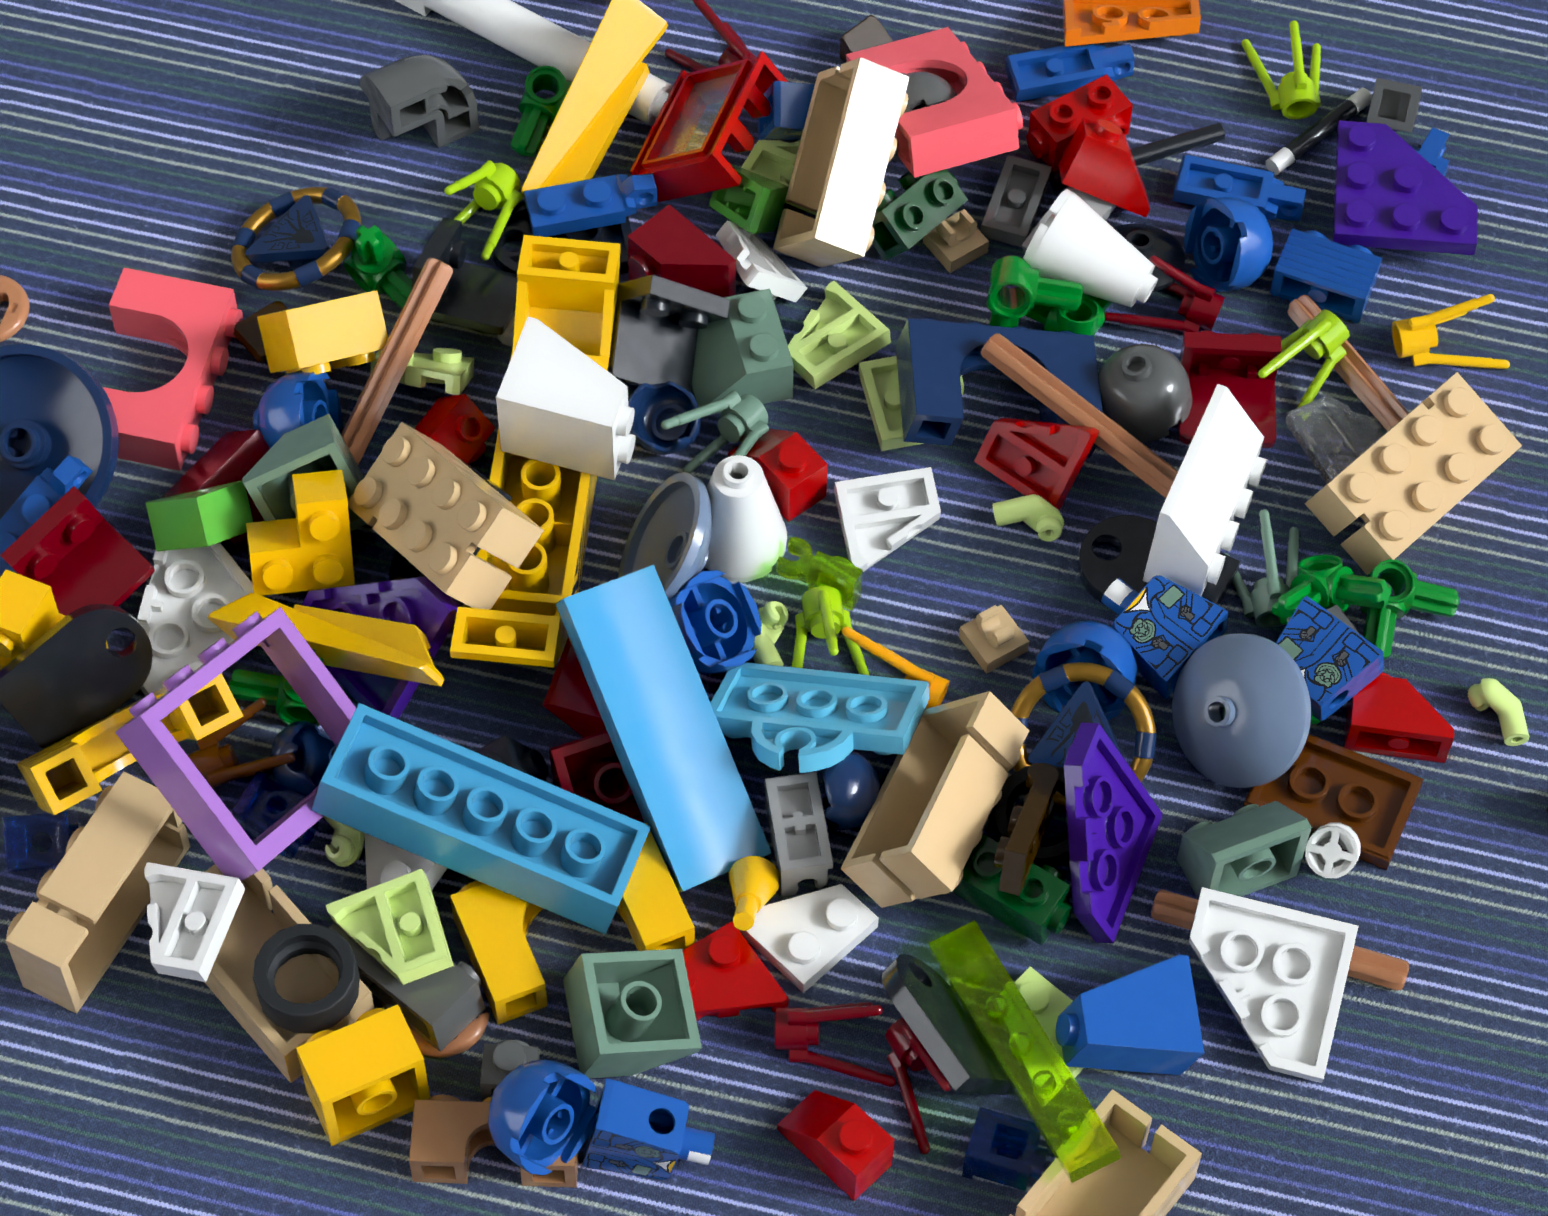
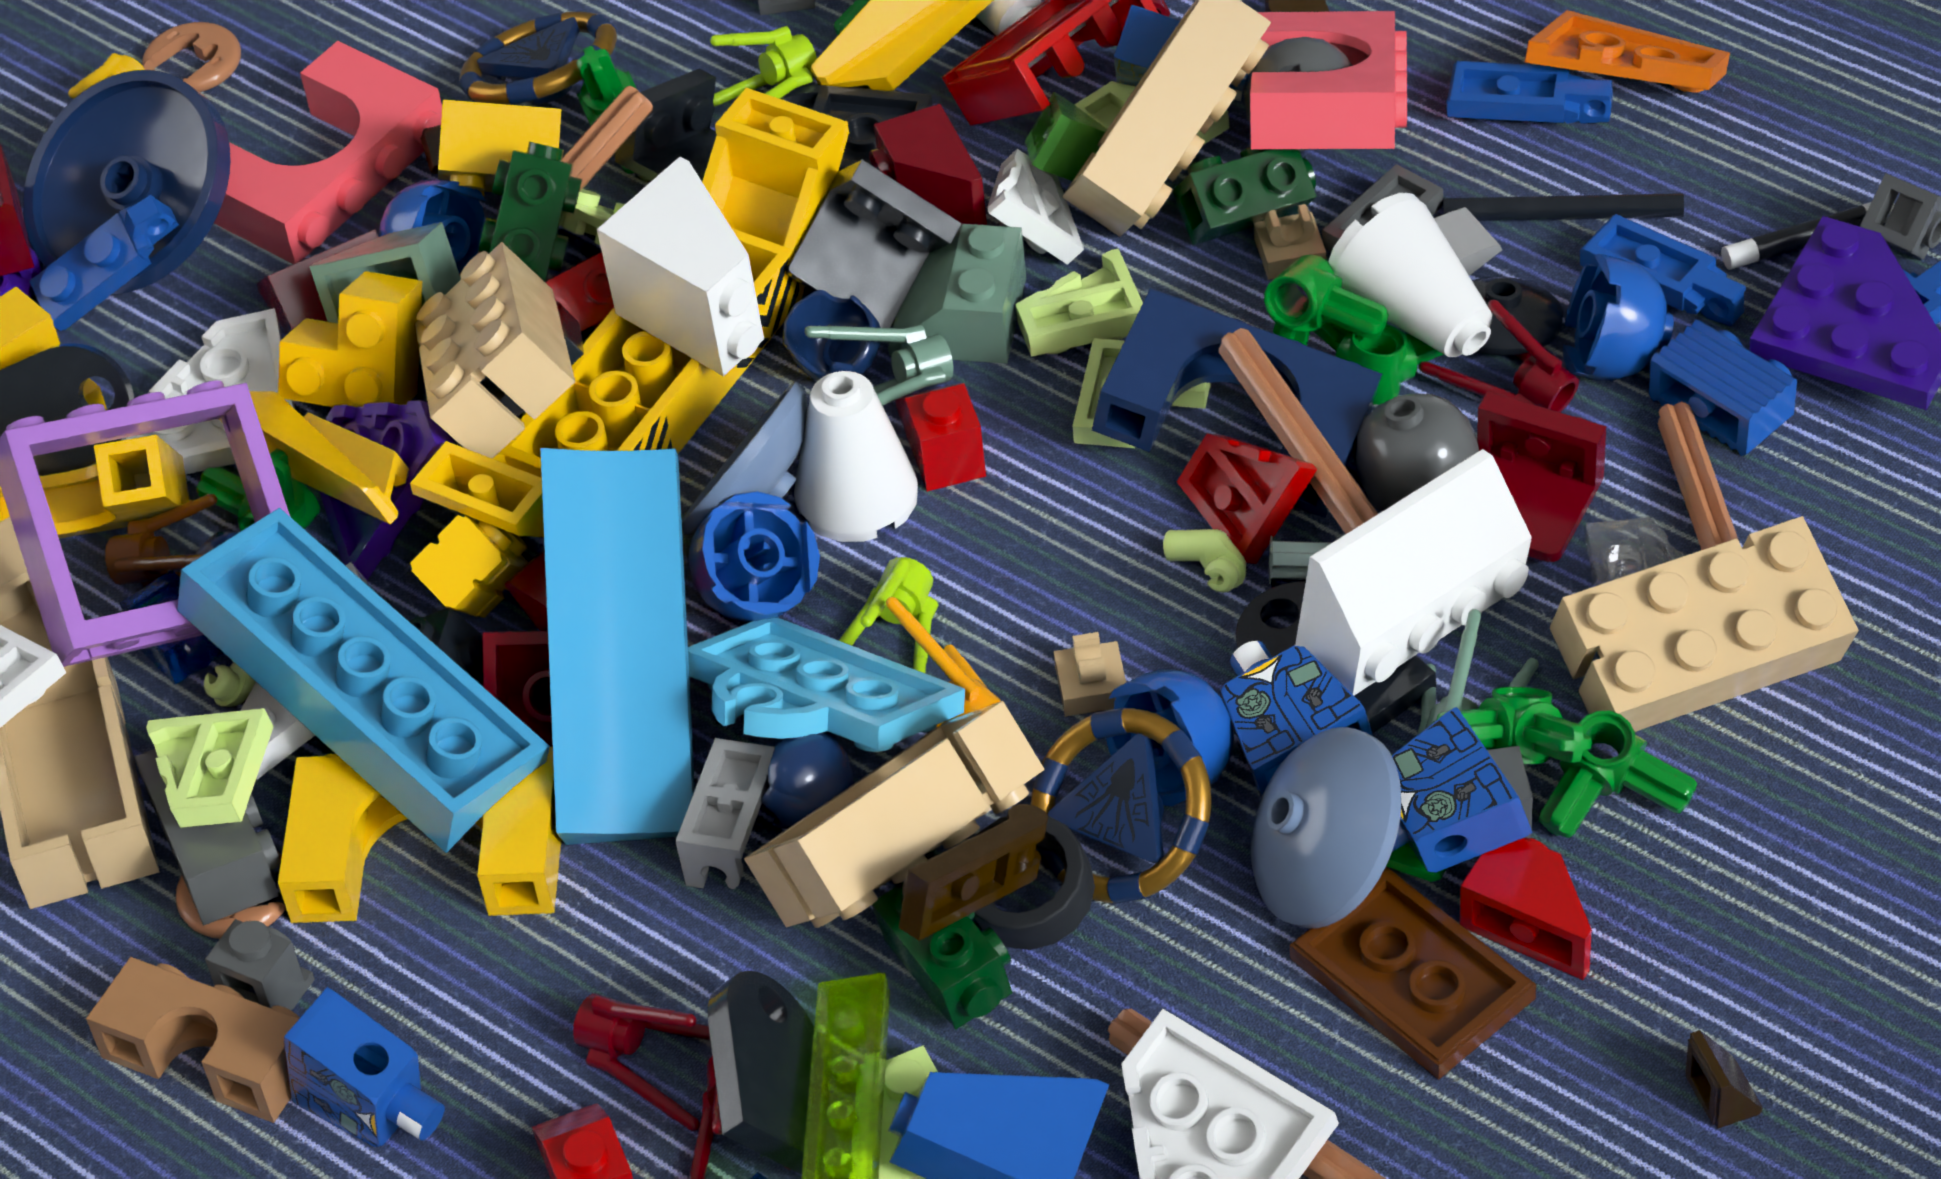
camera: 30 degrees right, 10 degrees down
(78, 556) = (120, 304): dark red bracket -> none
(199, 517) = (261, 299): bright green slope -> none
(295, 942) = (84, 818): black tyre -> none
(363, 1073) = (89, 910): yellow brick -> none
(392, 382) = (534, 194): none -> dark green brick
(504, 696) = (470, 565): none -> yellow brick
(541, 1114) = (235, 1005): blue cylinder -> none
(588, 203) = (877, 97): blue hinge -> none
(630, 1011) = (425, 942): sand green slope -> none
(729, 976) = (551, 946): red wing -> none
(752, 886) = (642, 857): yellow cone -> none
(773, 618) = (831, 592): yellowish green arm -> none
(810, 932) = (691, 930): white wing -> none
(822, 571) = (925, 544): clear neon green plate -> none
(885, 512) = (1035, 507): white wing -> none
(1057, 121) = (1499, 149): red brick -> none
(1097, 500) = (1291, 559): none -> light aqua piece
(1104, 166) = (1500, 198): red slope -> none
(1108, 830) = (1083, 910): dark purple plate -> none
(1244, 851) = (1251, 995): sand green slope -> none
(1297, 92) = (1798, 183): lime plant -> none
(1317, 338) = (1666, 446): lime plant -> none
(1330, 859) = (1351, 1031): white wheel -> none
(1418, 334) = (1807, 480): yellow plant -> none
(1507, 707) = (1694, 934): yellowish green arm -> none

